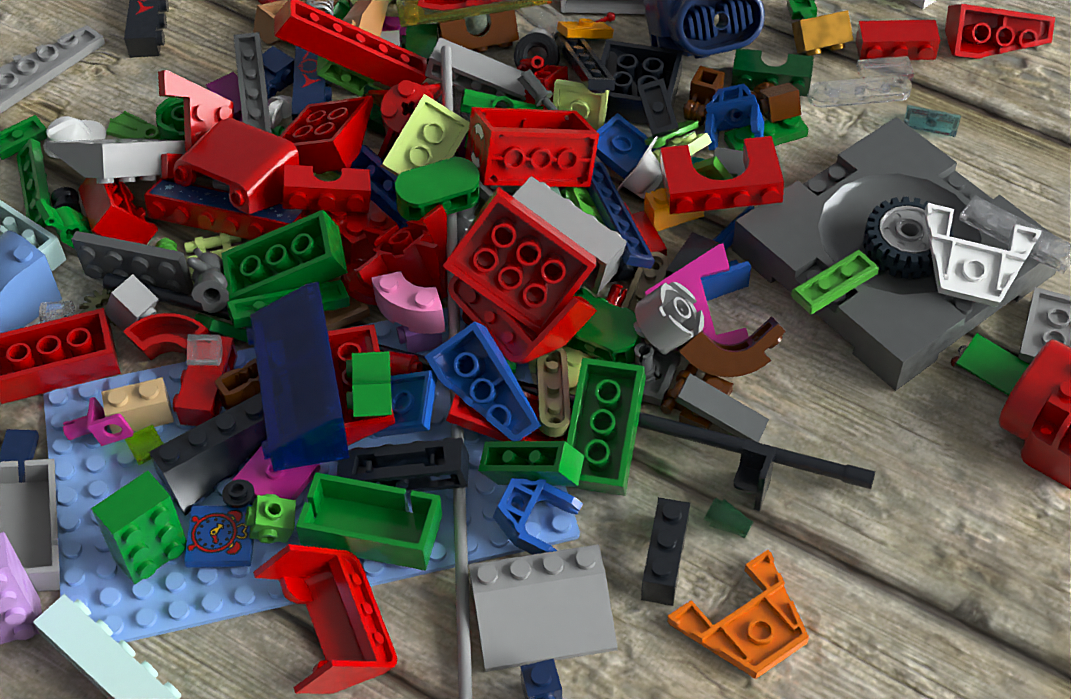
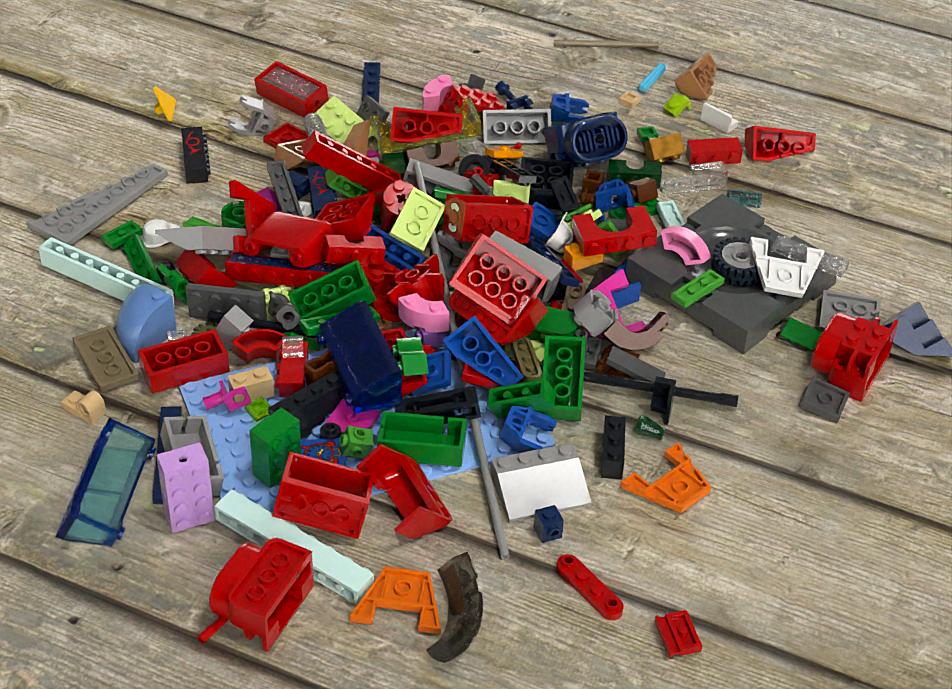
camera: 10 degrees left, 10 degrees down
(187, 641) = (324, 495): none -> red hose
(445, 182) = (424, 243): green brick -> none
(816, 145) = (669, 213): none -> light aqua plate
(826, 205) = (686, 244): none -> bright pink brick
(1013, 484) = (824, 399): none -> dark grey plate

